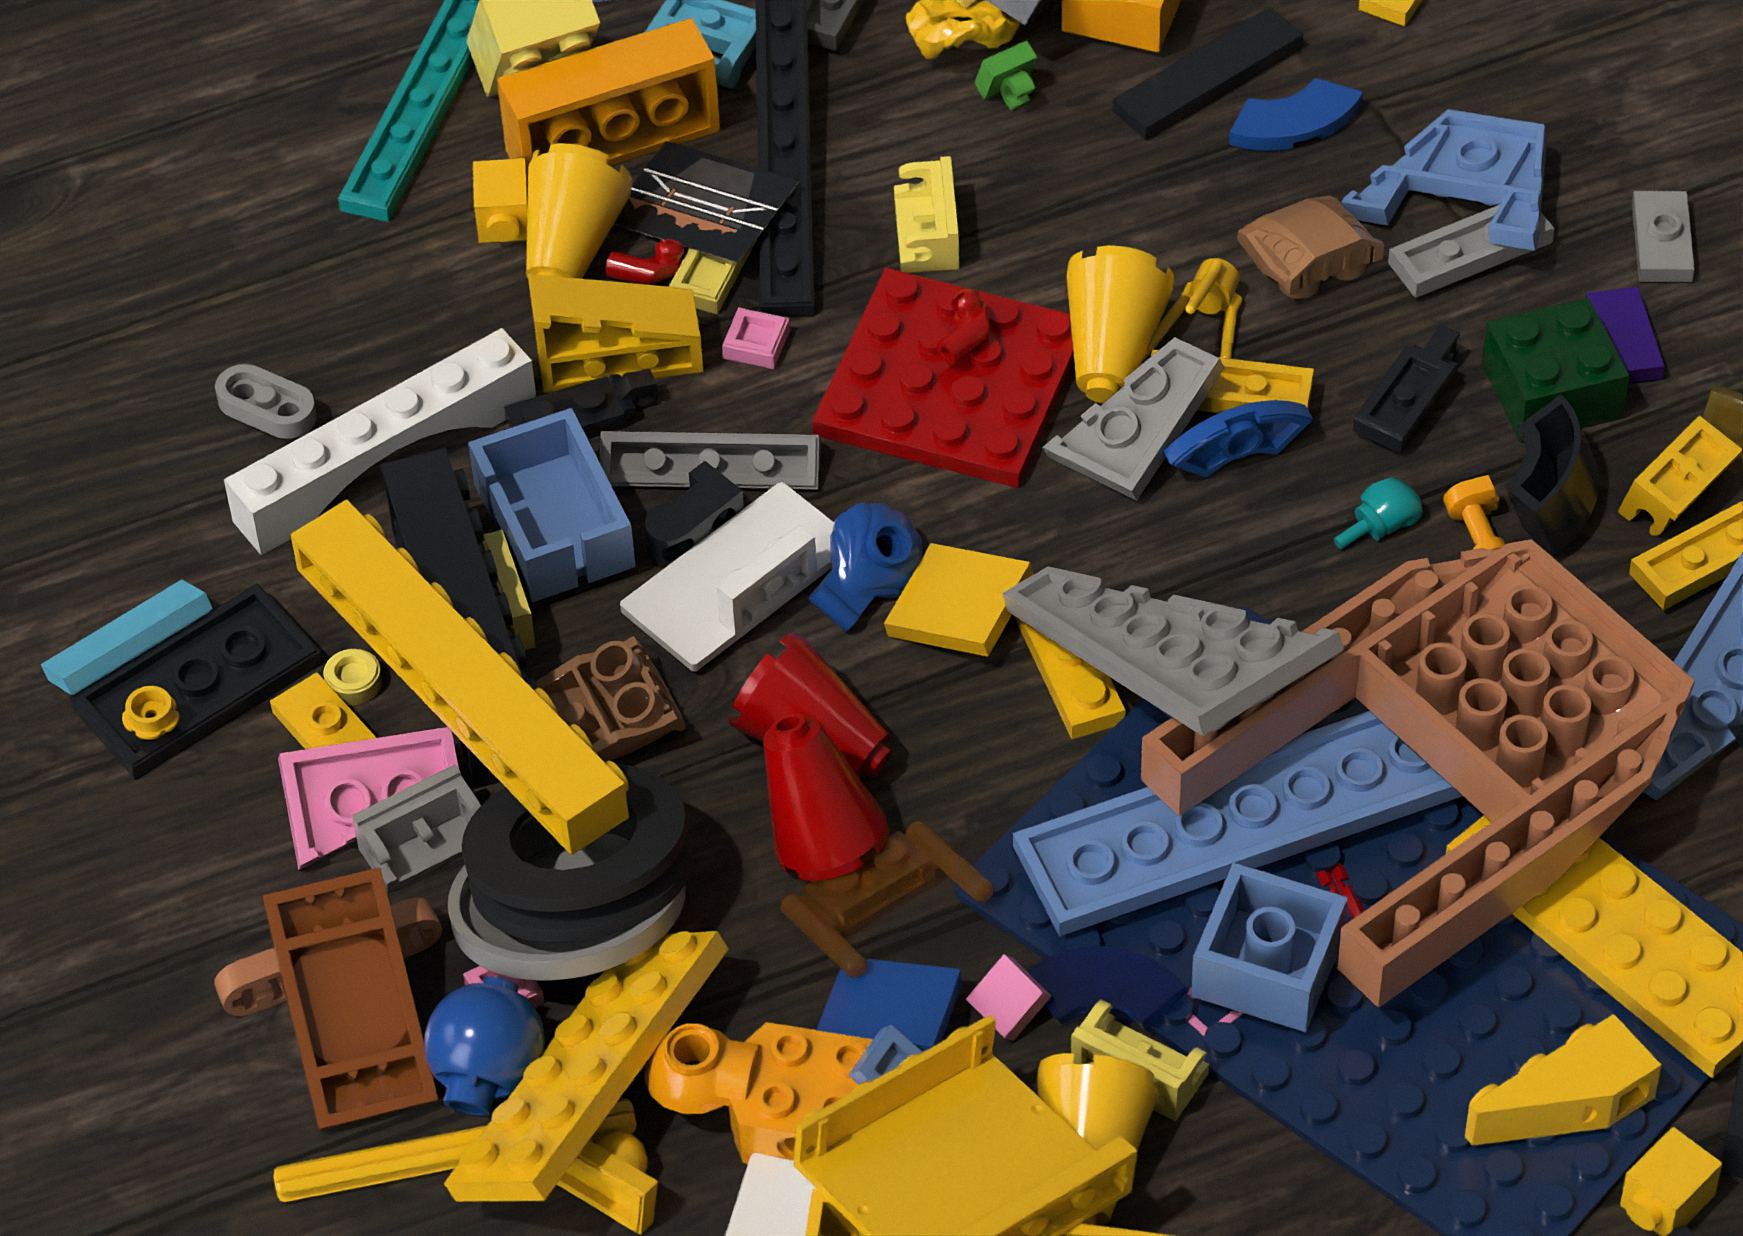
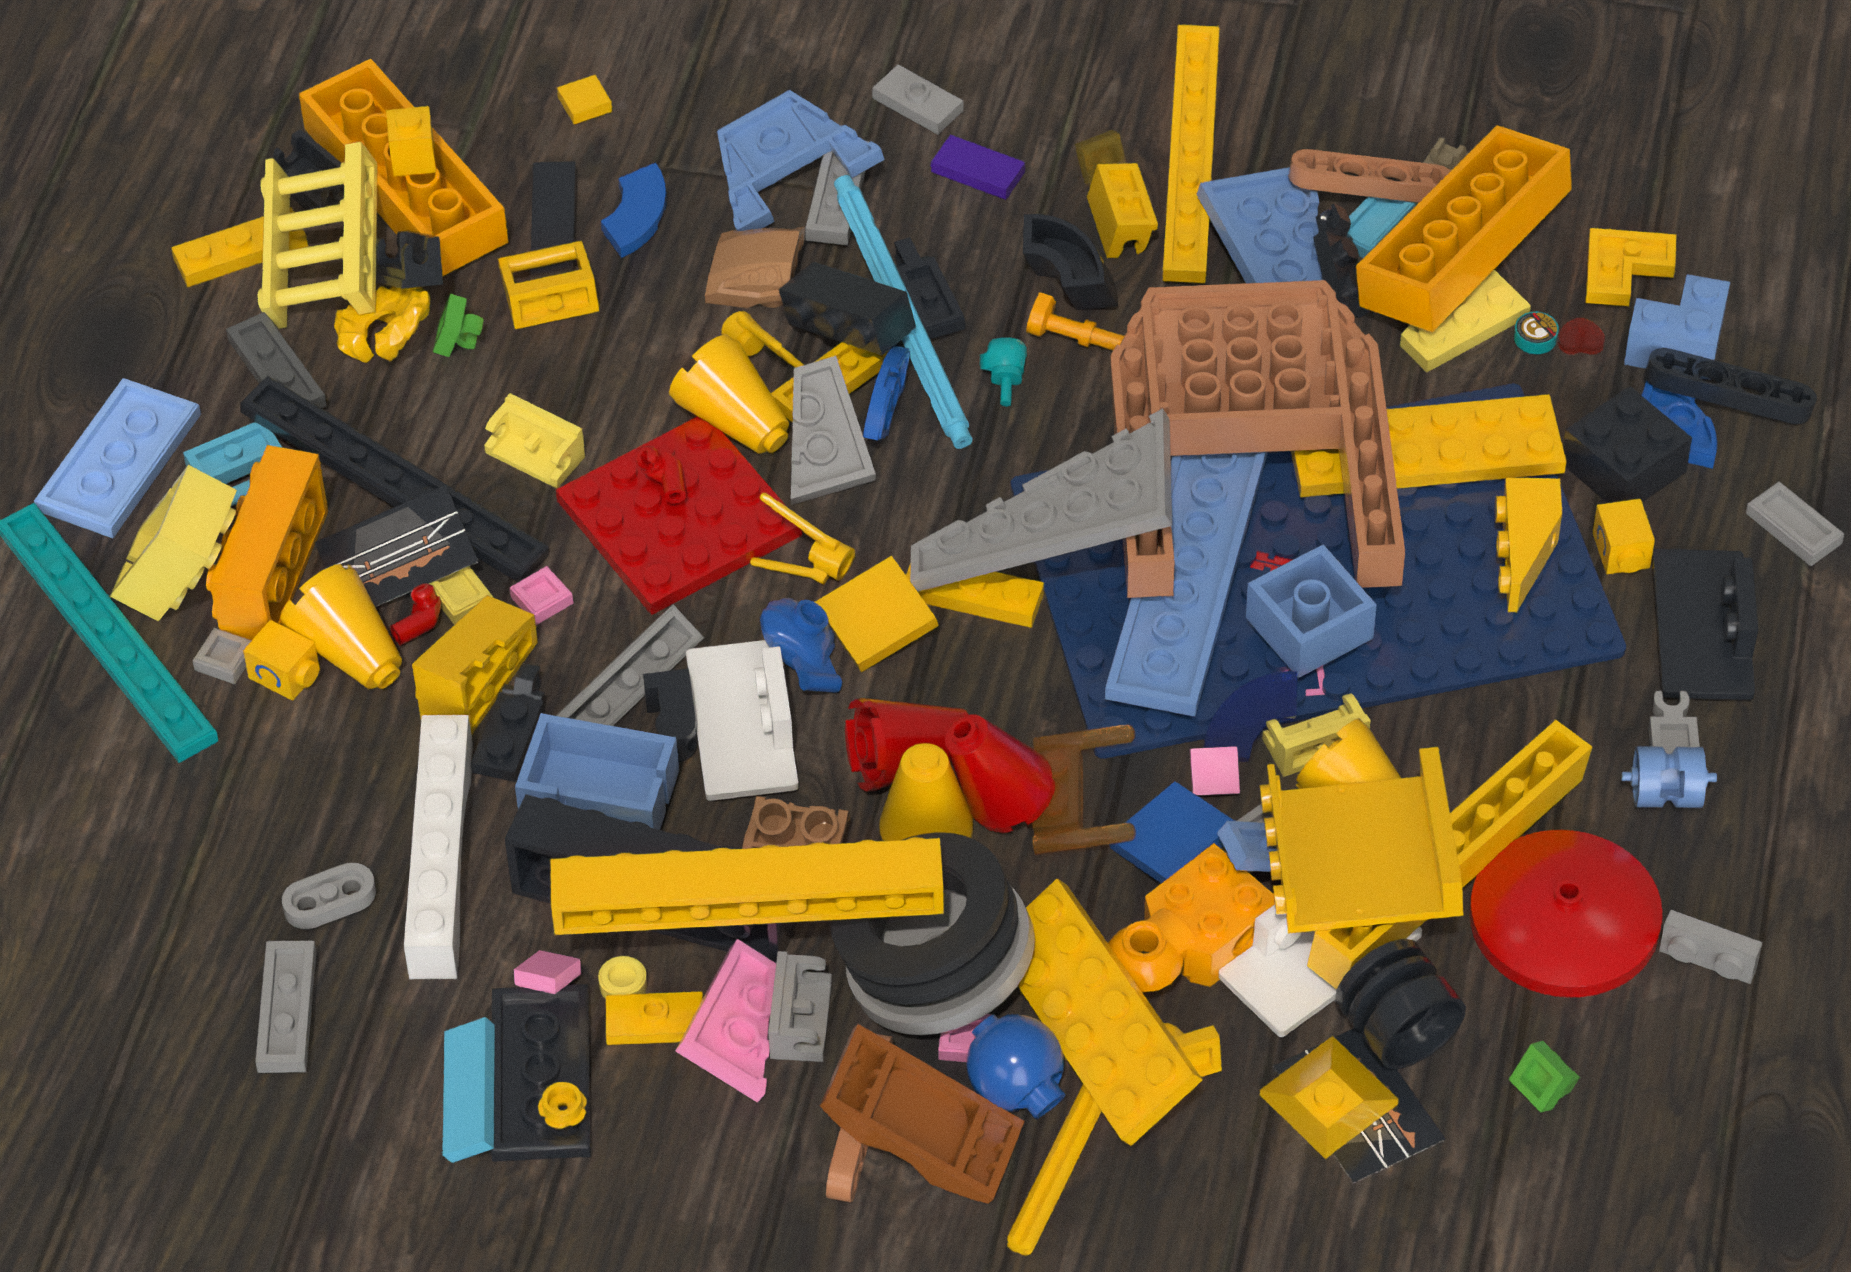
camera: 55 degrees left, 0 degrees up
(116, 448) = (286, 1007): none -> light grey plate
(304, 611) = (547, 972): none -> bright pink tile
(476, 150) = (222, 656): none -> light grey tile
(728, 780) = (925, 797): none -> yellow cone
(997, 520) = (827, 554): none -> yellow plant
(1120, 122) = (551, 296): none -> yellow tile
(1304, 337) = (847, 308): none -> black brick
(1340, 413) = (922, 351): none -> medium azure piece
(1551, 355) = (981, 212): dark green brick -> none

